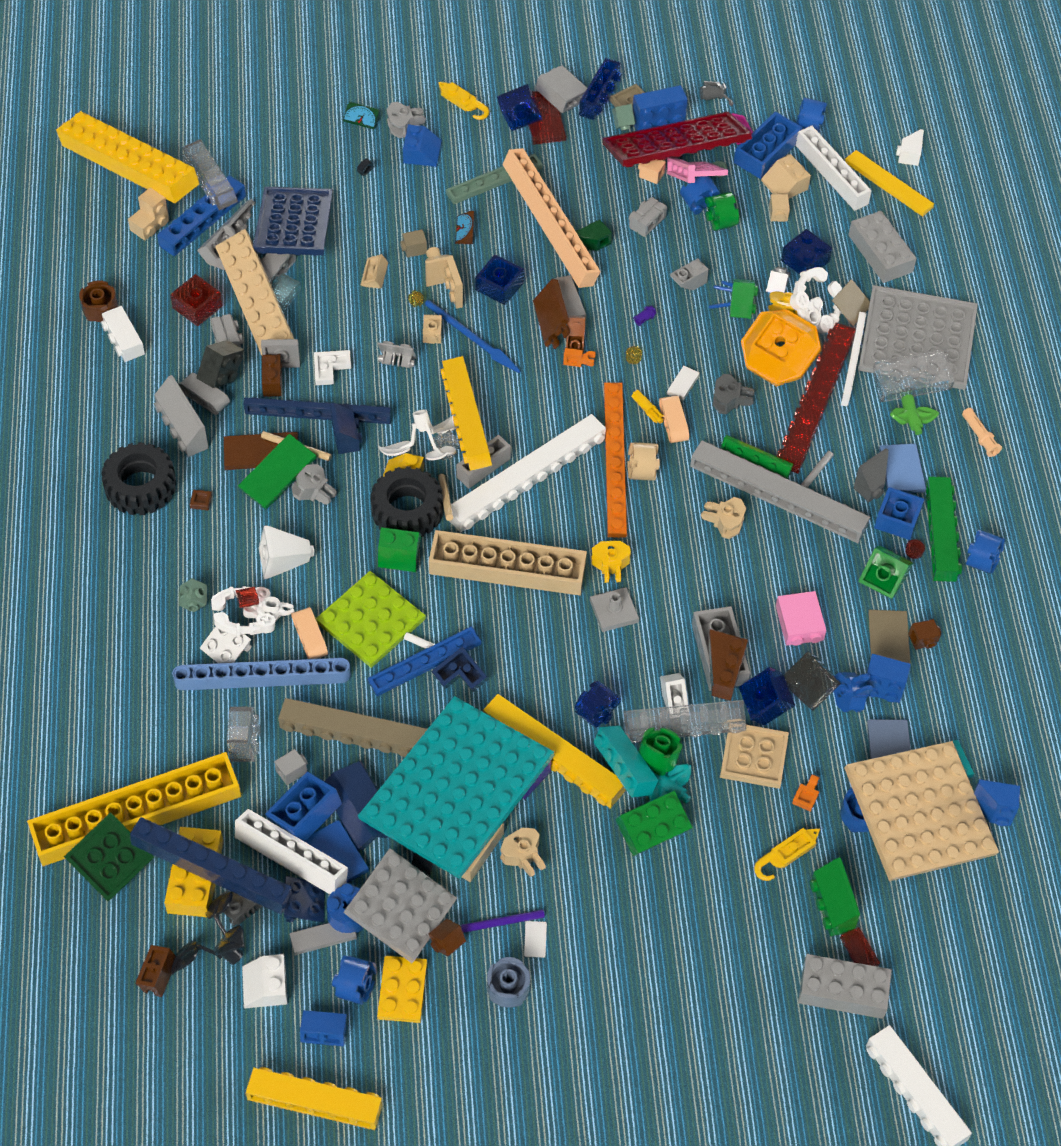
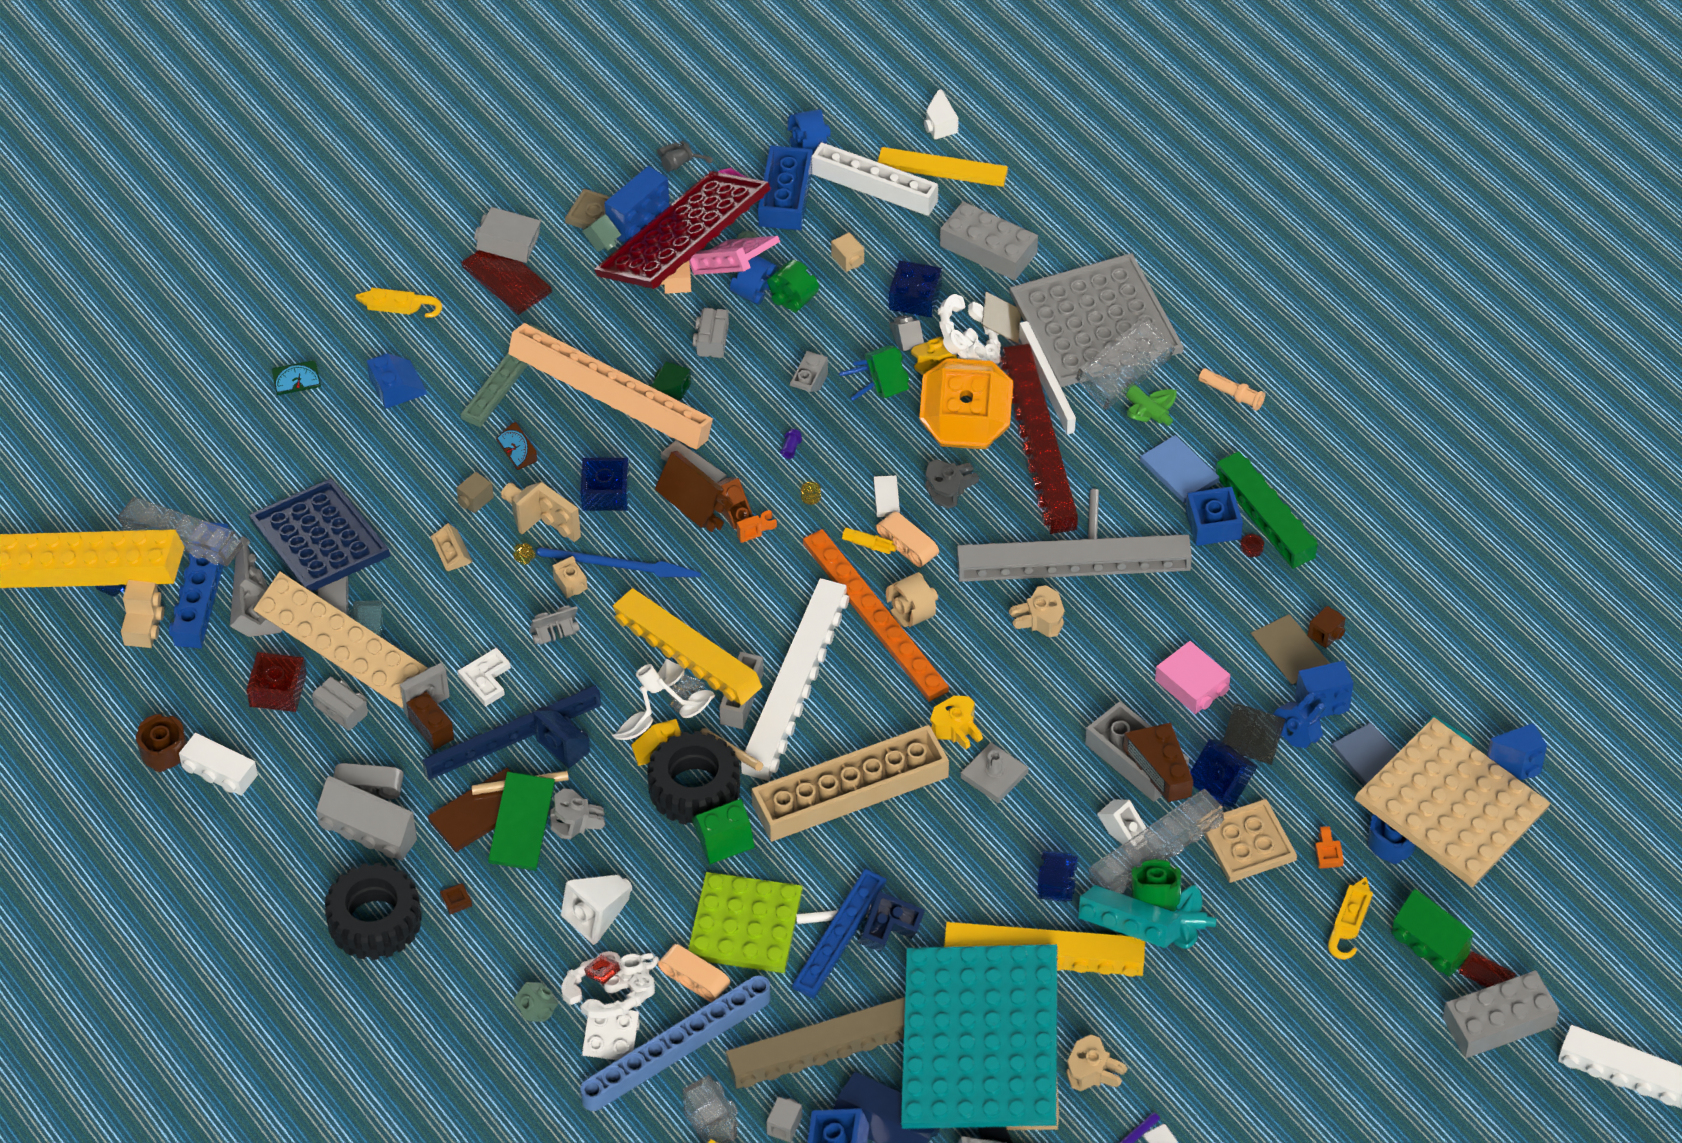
camera: 30 degrees left, 5 degrees down
(220, 364) = (369, 737): pearl dark grey brick -> none
(365, 167) = (348, 434): black tile -> none
(401, 116) = (350, 356): light grey hinge -> none
(519, 107) = (480, 279): clear blue brick -> none
(599, 89) = (551, 214): clear blue brick -> none
(653, 823) = (1203, 963): green brick -> none
(757, 456) = (1025, 532): green tile -> none
(787, 177) = (831, 214): tan slope -> none
(872, 476) = (1161, 492): dark grey slope -> none
(885, 571) = (1242, 584): green slope -> none
(985, 551) = (1327, 510): blue brick -> none

